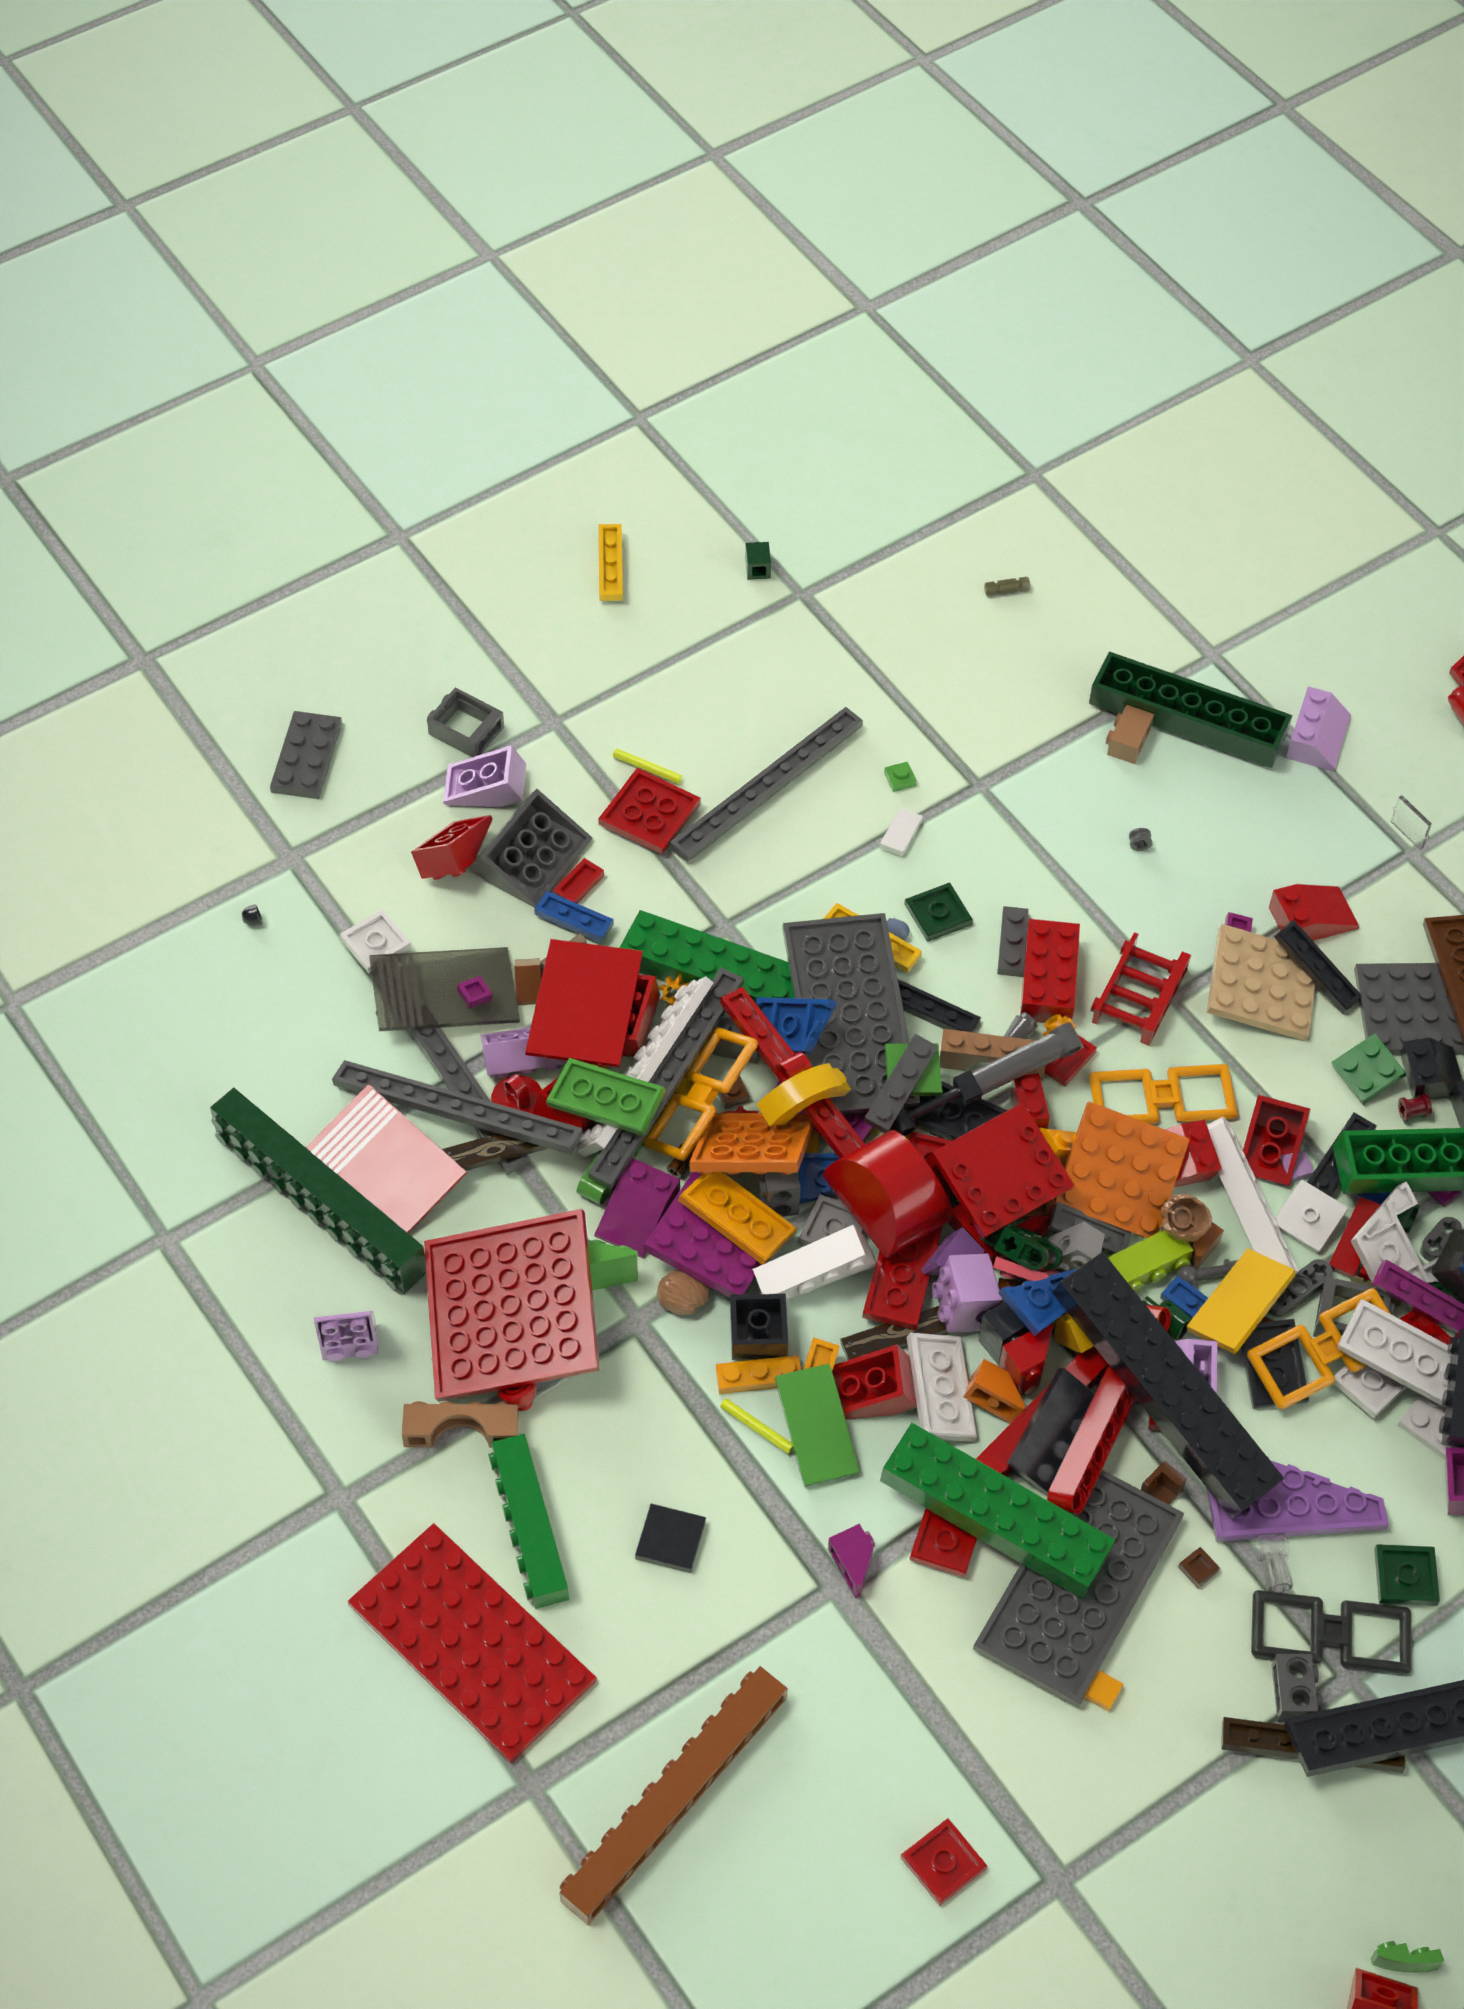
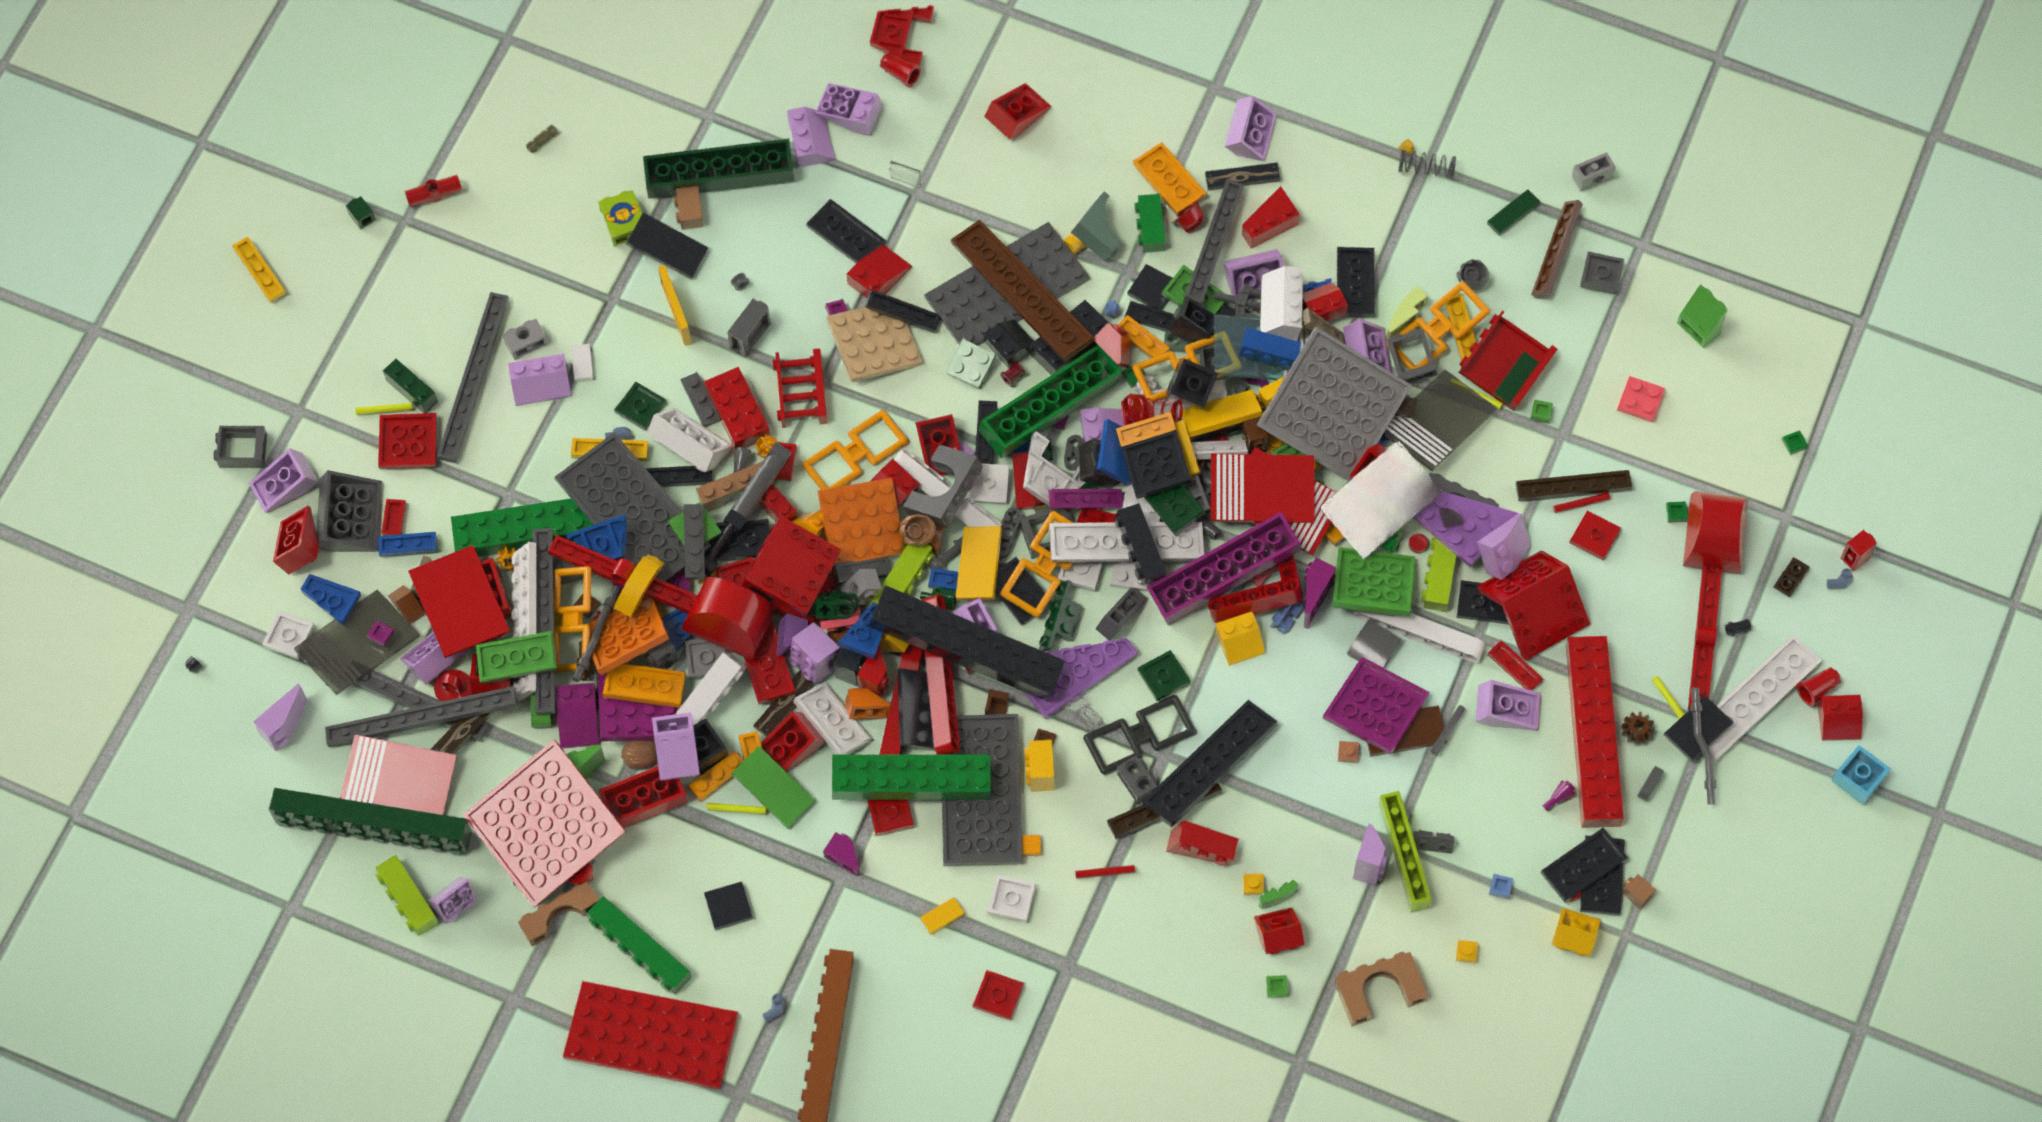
camera: 30 degrees left, 10 degrees up
(299, 1299) = (406, 895): none -> lime brick
(303, 1021) = (280, 720): none -> lavender slope
(306, 755) = (146, 530): dark grey plate -> none
(450, 926) = (331, 597): none -> blue wing
(648, 1703) = (777, 1008): none -> sand blue arm
(653, 1343) = (642, 797): none -> red brick
(680, 1147) = (583, 662): none -> dark grey bar
(691, 756) = (410, 386): none -> dark green brick
(725, 1303) = (675, 746): none -> lavender slope
(840, 823) = (539, 379): none -> lavender slope
(851, 577) = (443, 187): none -> red piece
(852, 774) = (519, 347): none -> light grey brick
(900, 776) = (556, 322): bright green plate -> none
(932, 1712) = (942, 916): none -> yellow tile
(970, 974) = (688, 439): none -> white slope
(1036, 1743) = (1011, 898): none -> white plate
(1046, 707) = (620, 215): none -> lime panel
(1046, 822) = (674, 305): none -> yellow tile
(1078, 758) = (667, 245): none -> black tile
(1119, 890) = (749, 327): none -> dark grey window
(1174, 1593) = (1039, 765): none -> yellow brick
(1183, 1783) = (1105, 871): none -> red bar
(1233, 1209) = (944, 507): none -> dark grey arch
(1299, 848) = (844, 231): none -> black tile
(1312, 1428) = (1062, 618): none -> dark green bracket
(1338, 1824) = (1202, 843): none -> red wedge
(1379, 1922) = (1253, 884): none -> yellow plate
(1386, 723) = (850, 108): none -> lavender slope
(1392, 1464) = (1120, 613): none -> dark grey slope

